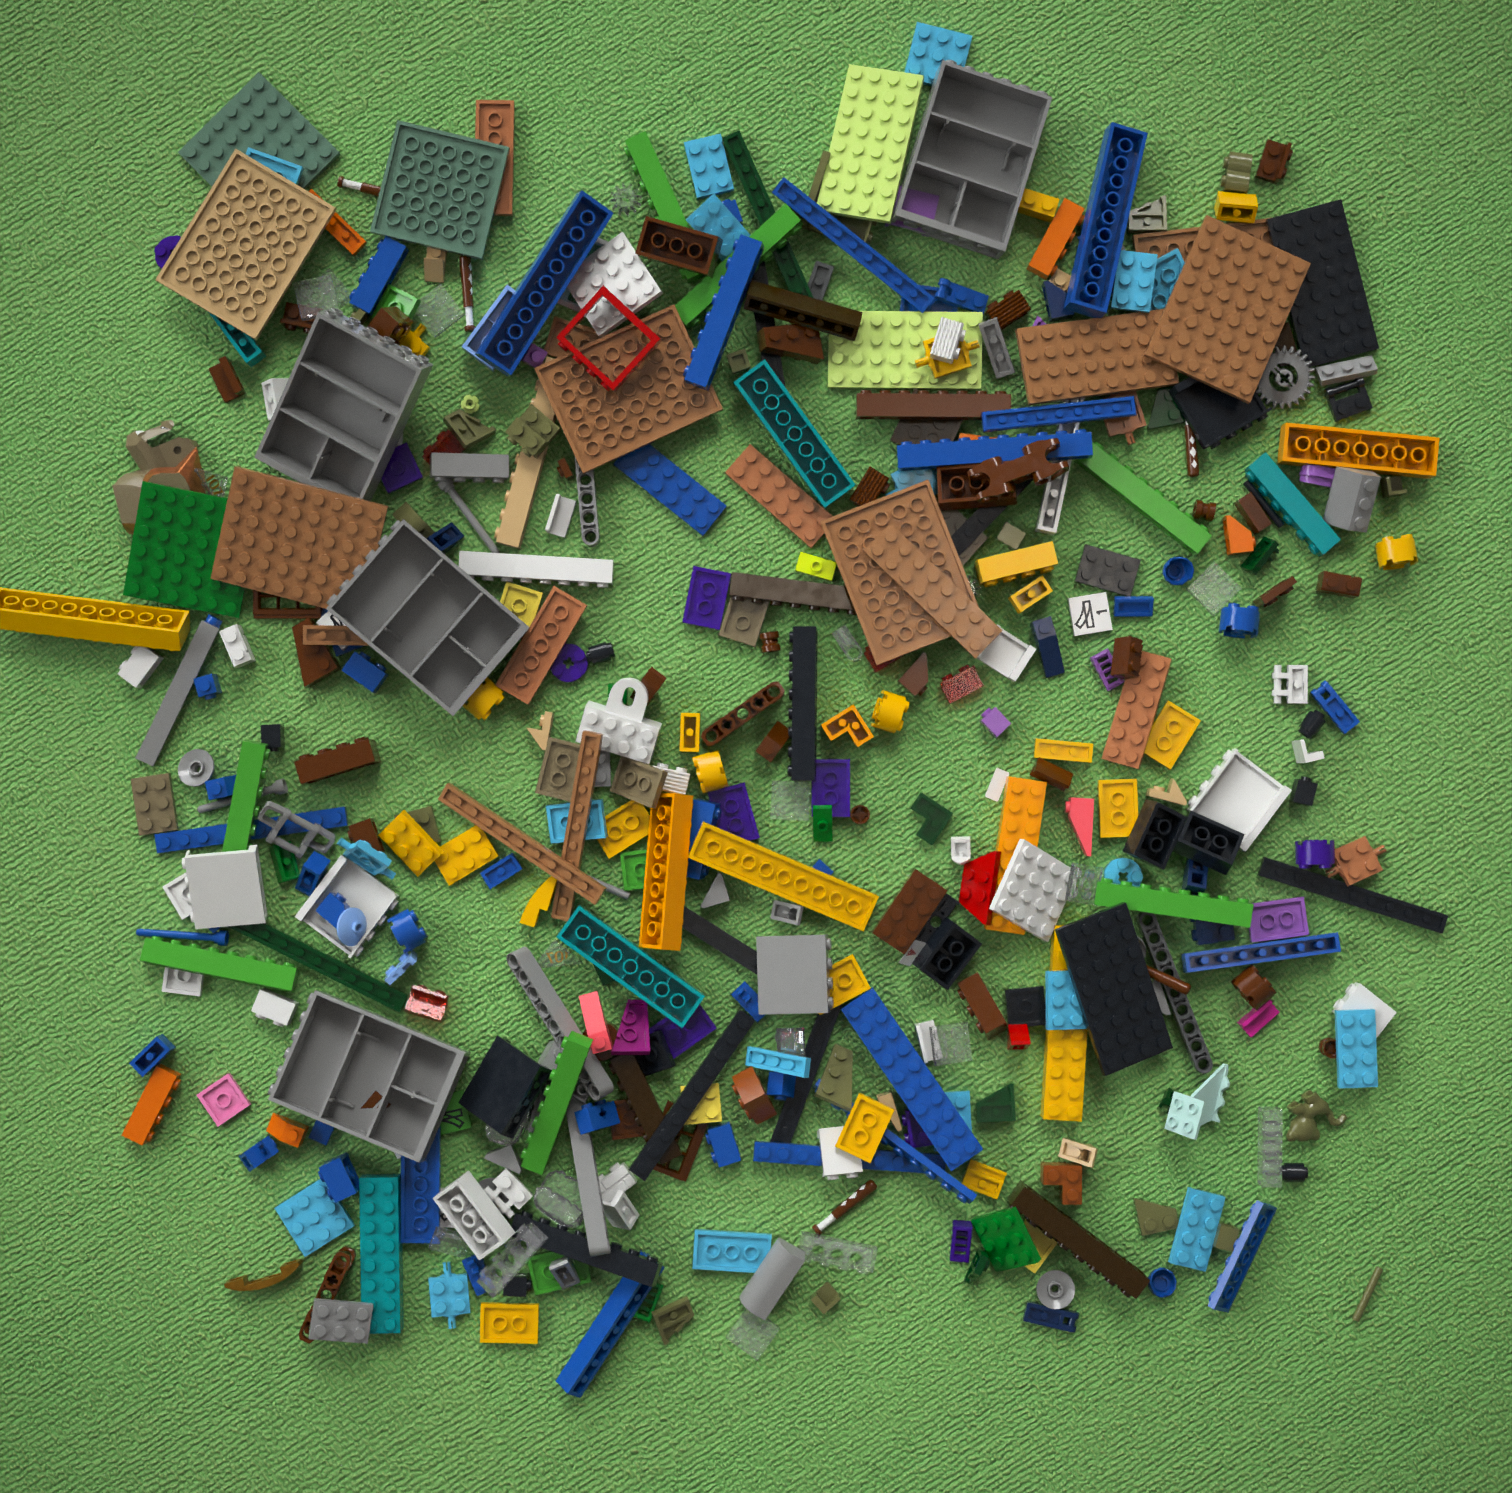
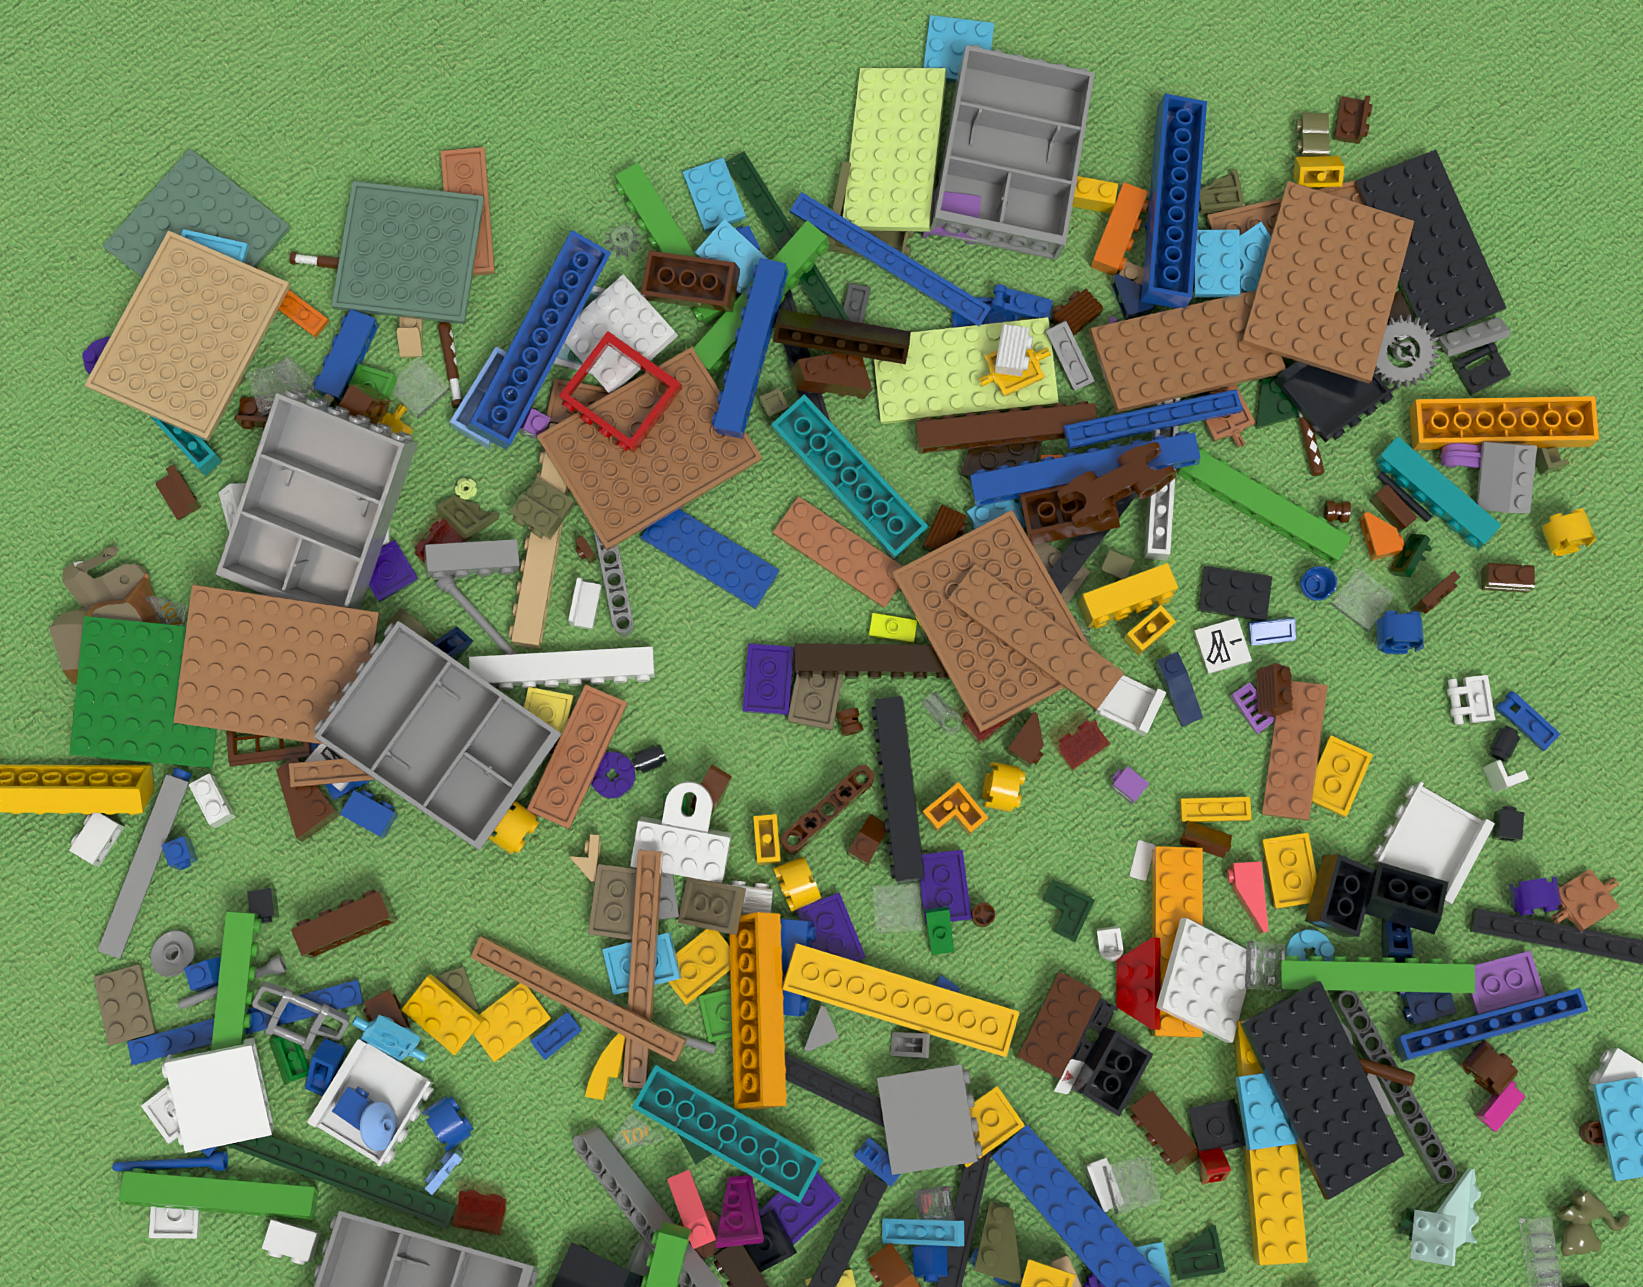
camera: 10 degrees left, 10 degrees down
(1172, 795) = (1353, 846): tan slope -> none

